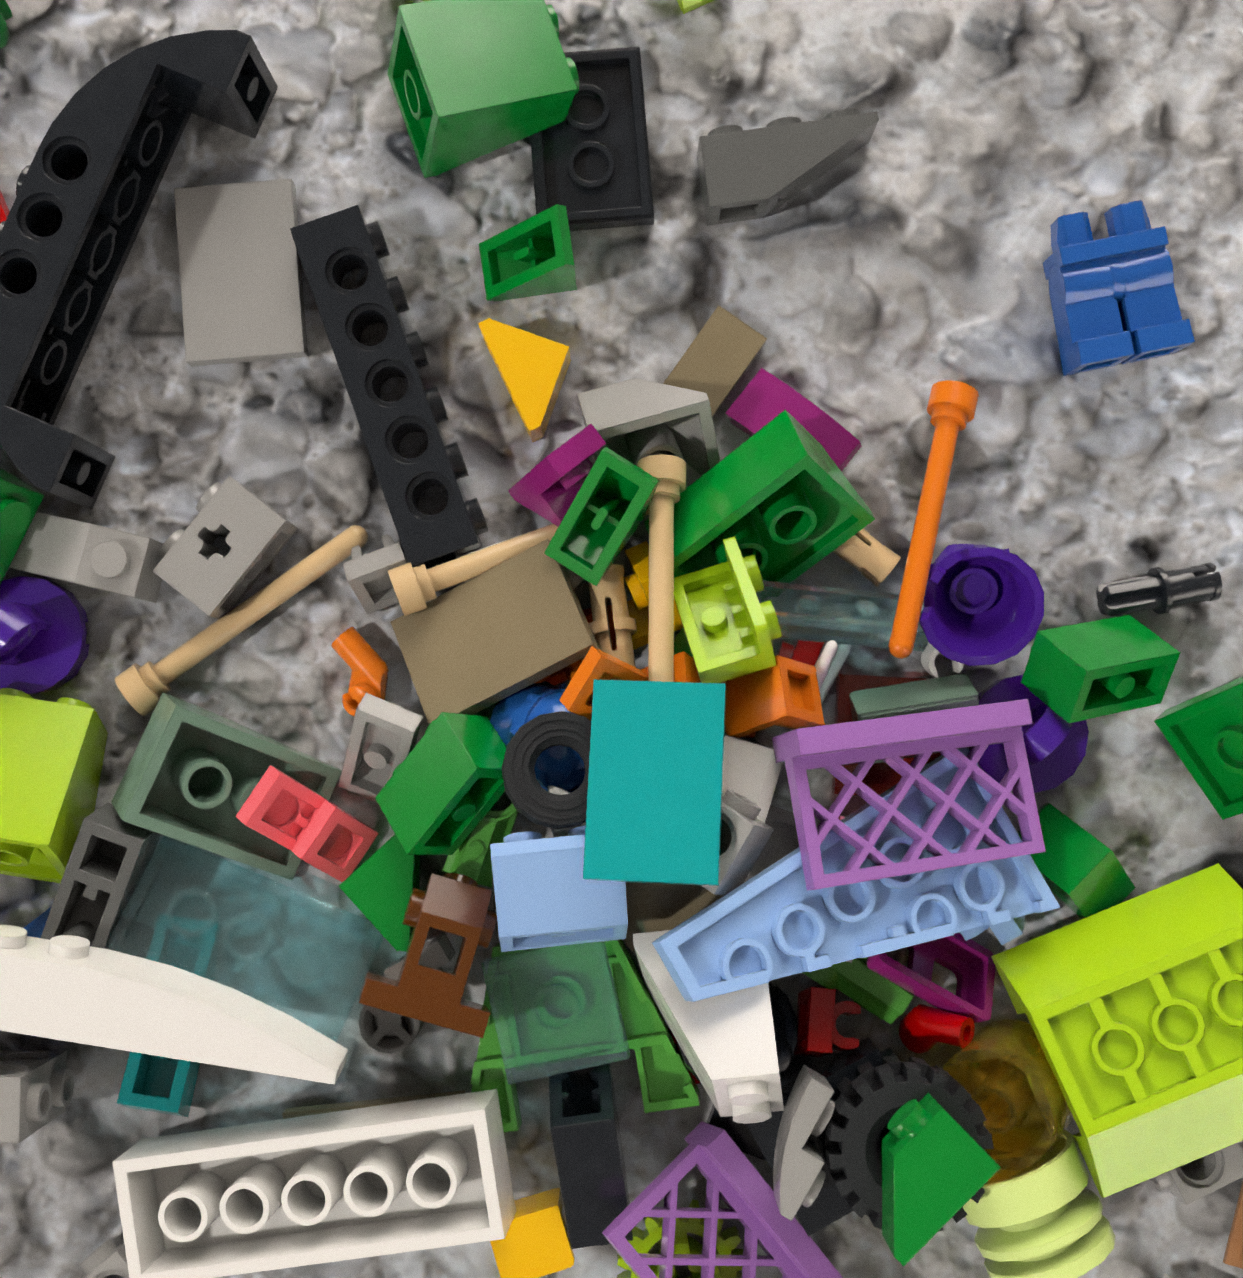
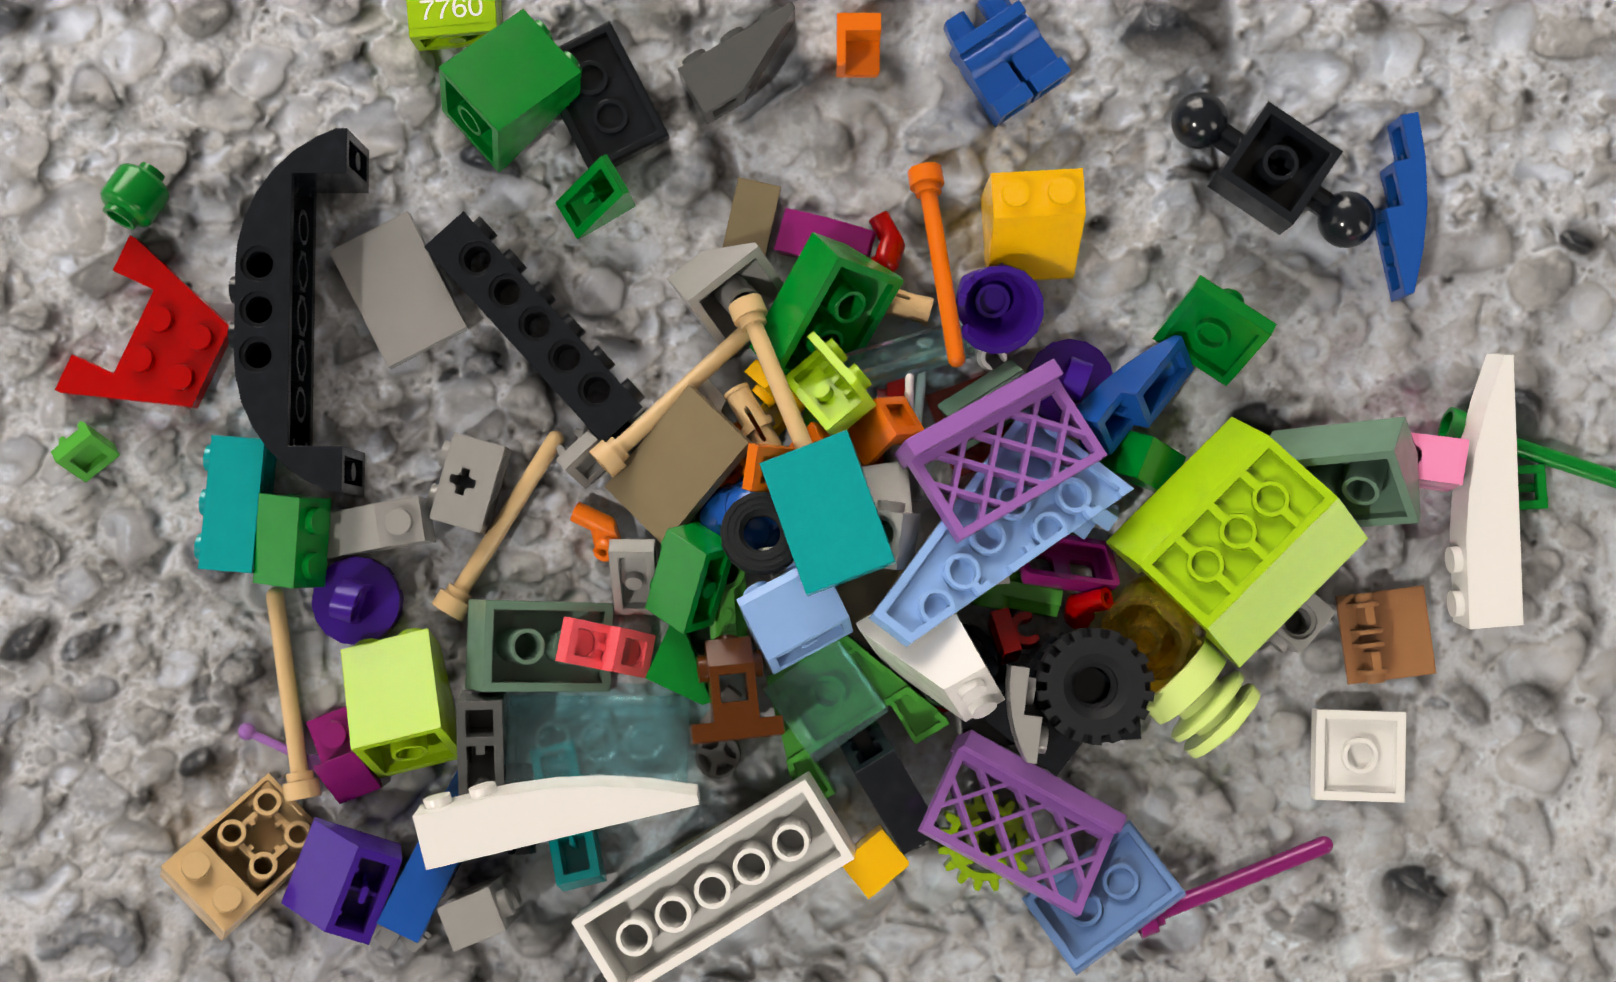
camera: 20 degrees left, 0 degrees up
(530, 369) = (627, 275): yellow slope -> none
(558, 477) = (685, 344): magenta slope -> none
(602, 516) = (720, 354): green slope -> none
(875, 464) = (891, 242): none -> red arm
(927, 1174) = (1108, 692): green slope -> none
(936, 201) = (858, 45): none -> orange panel
(1073, 510) = (1034, 221): none -> yellow slope
(1099, 668) = (1096, 317): green brick -> none
(1109, 782) = (1136, 392): none -> blue slope
(1159, 590) = (1119, 248): black axle -> none

